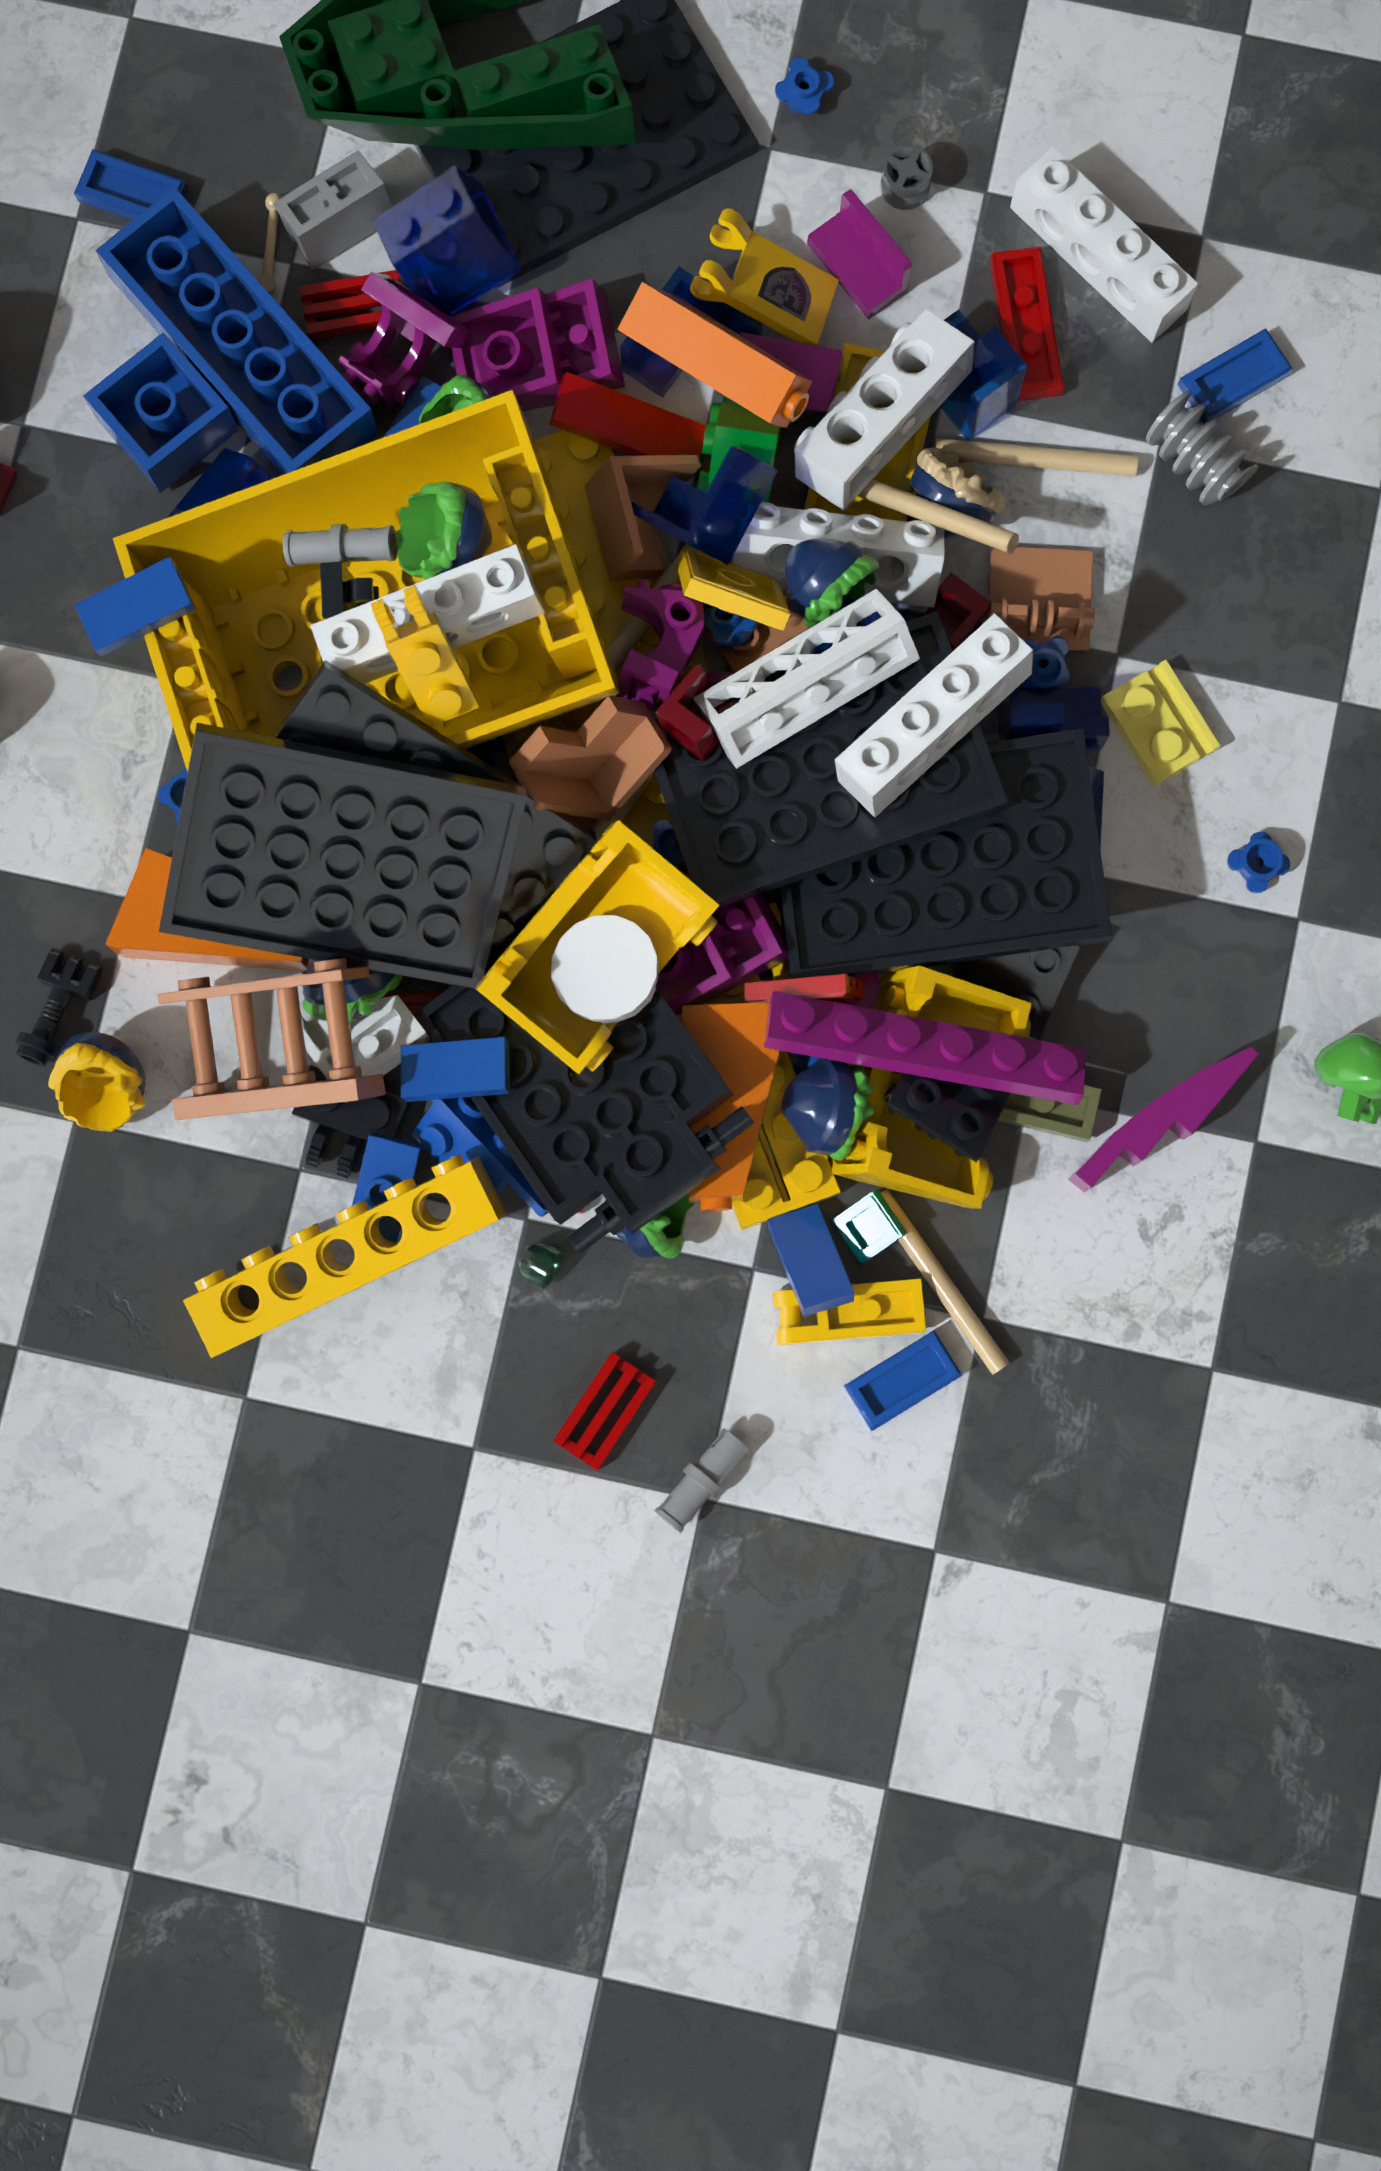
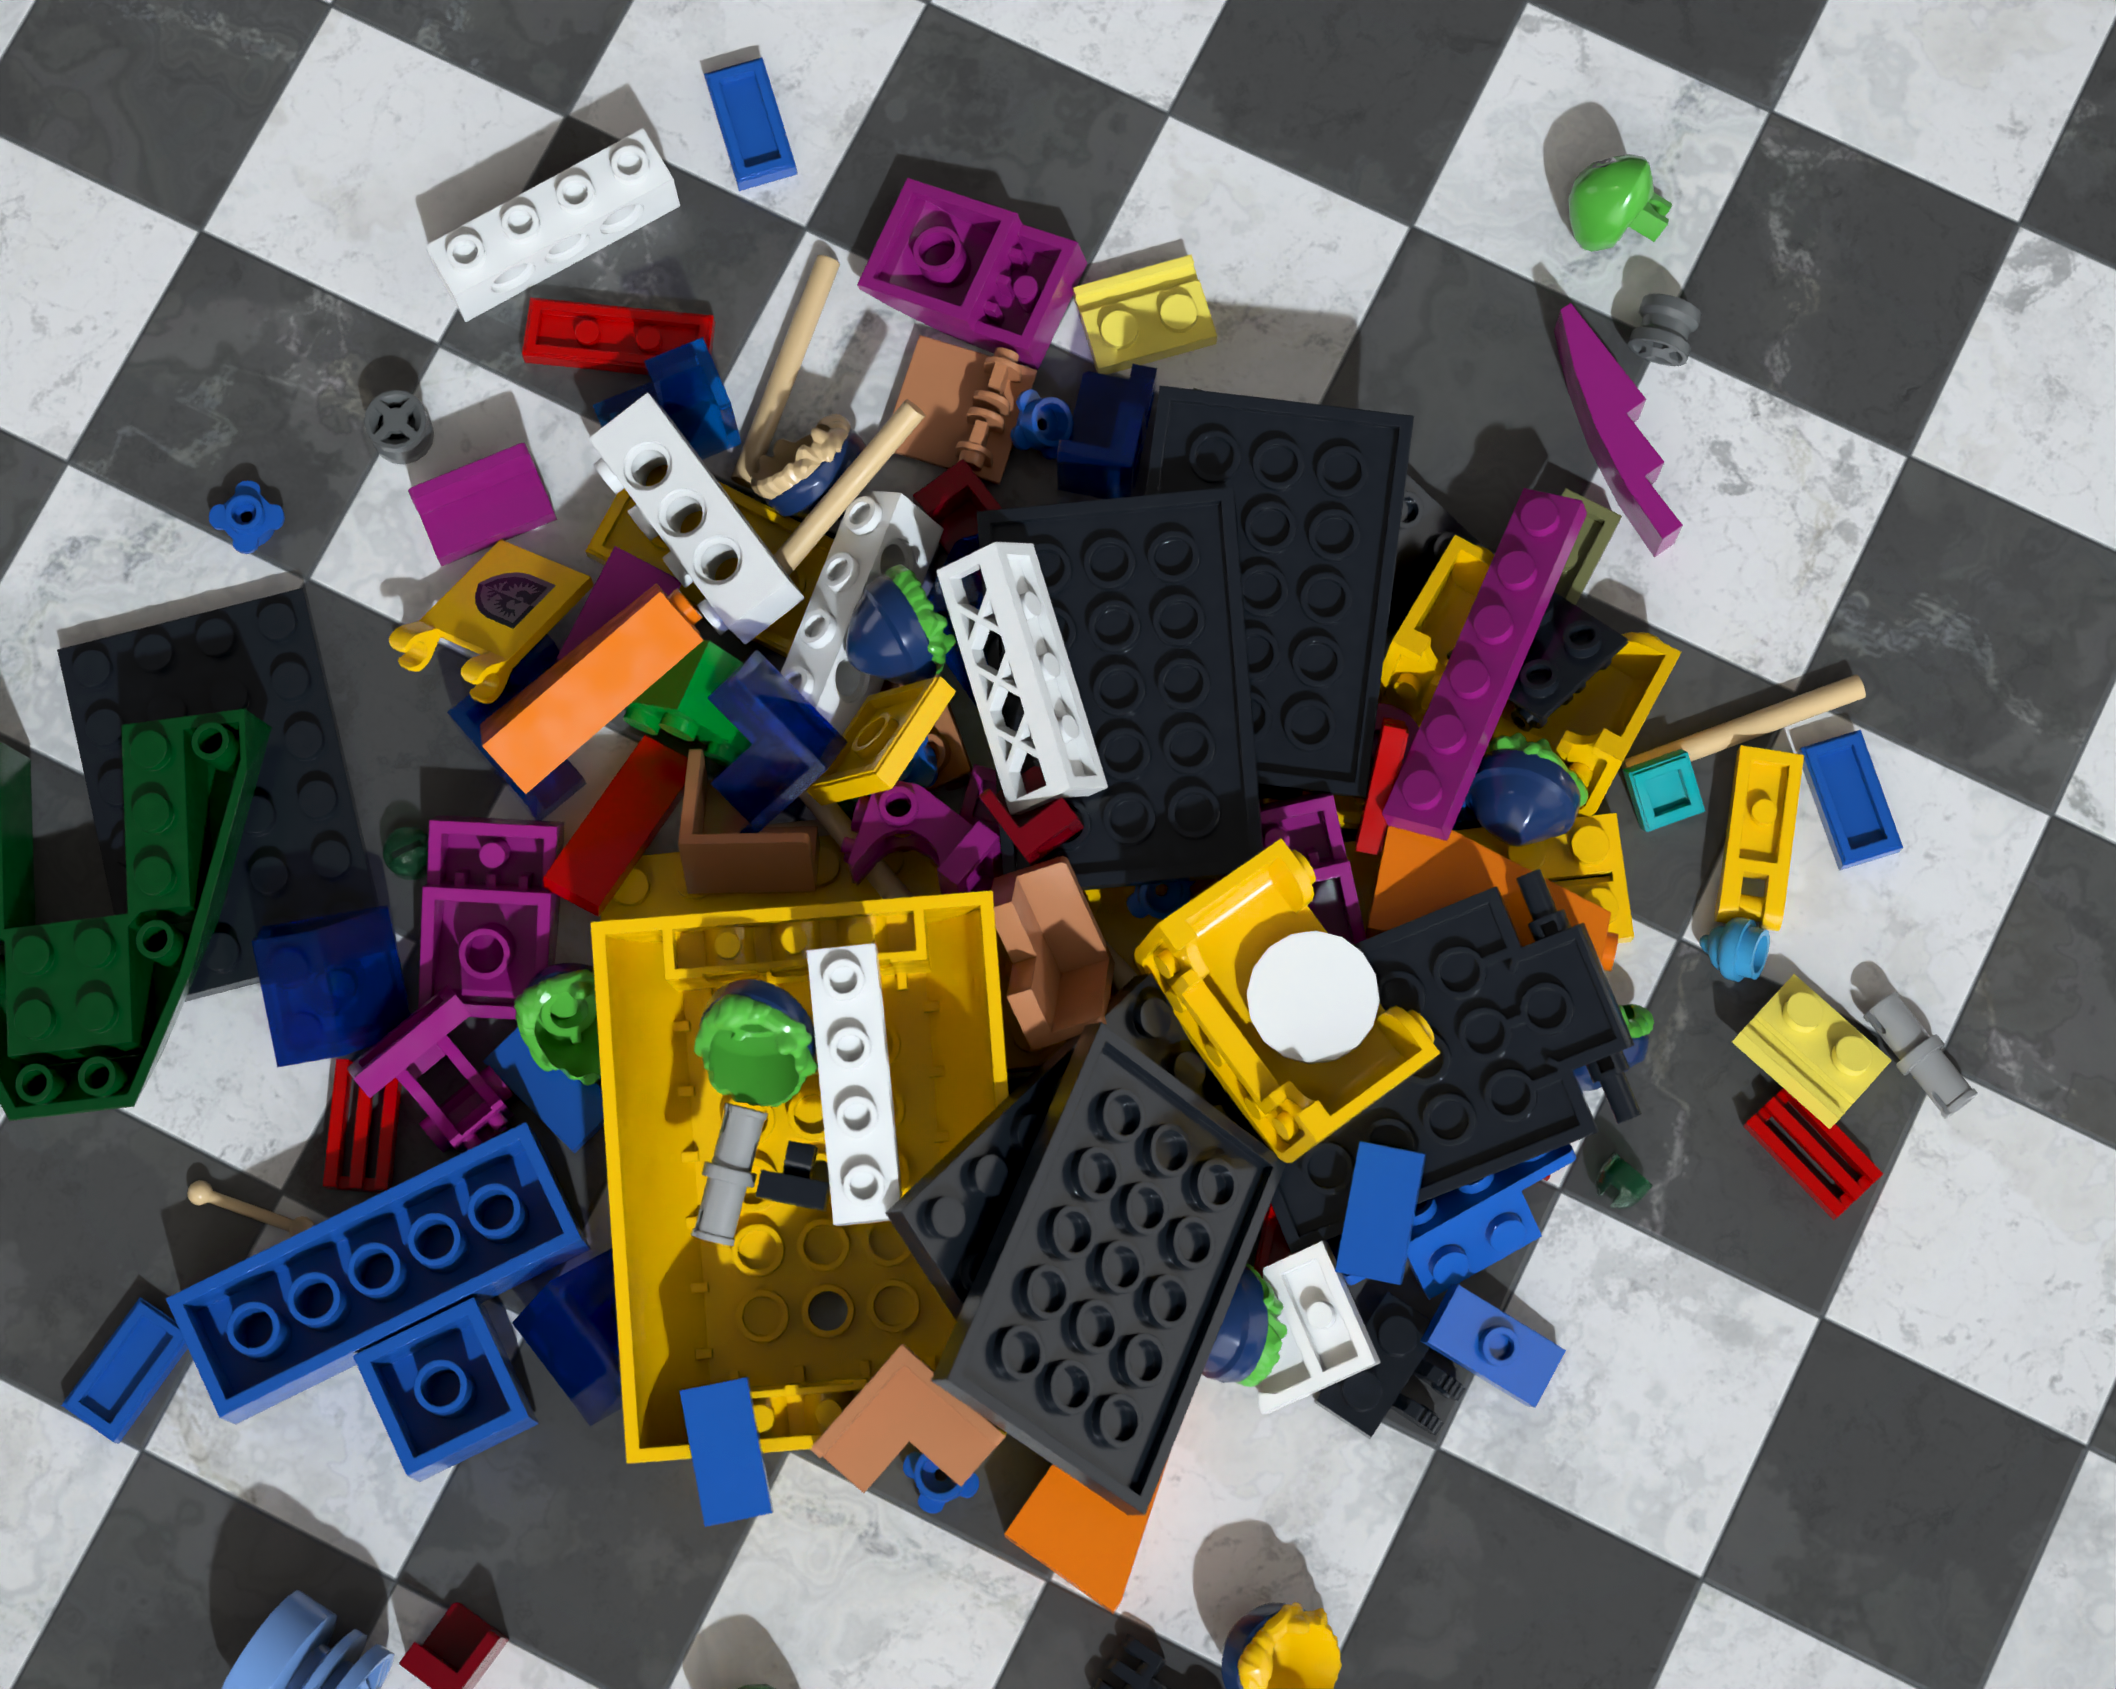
camera: 75 degrees left, 5 degrees down
(173, 709) = (905, 1407): none -> nougat panel
(227, 1323) = (1621, 1564): yellow brick -> none
(299, 1083) = (1345, 1467): nougat fence -> none
(334, 209) = (237, 1115): light grey hinge -> none
(426, 660) = (917, 1094): yellow hinge -> none
(562, 279) = (412, 863): none -> clear green hinge
(683, 1391) = (1811, 1051): none -> light yellow plate
(752, 1315) = (1737, 948): none -> dark azure plate
(810, 1260) = (1691, 864): blue tile -> none
(934, 715) = (1115, 539): white brick -> none
(1156, 578) = (973, 271): none -> magenta slope
(1198, 451) = (837, 182): light grey piece -> none
(1262, 1140) = (1664, 329): none -> dark grey wheel
(1269, 852) = (1338, 232): blue plate -> none

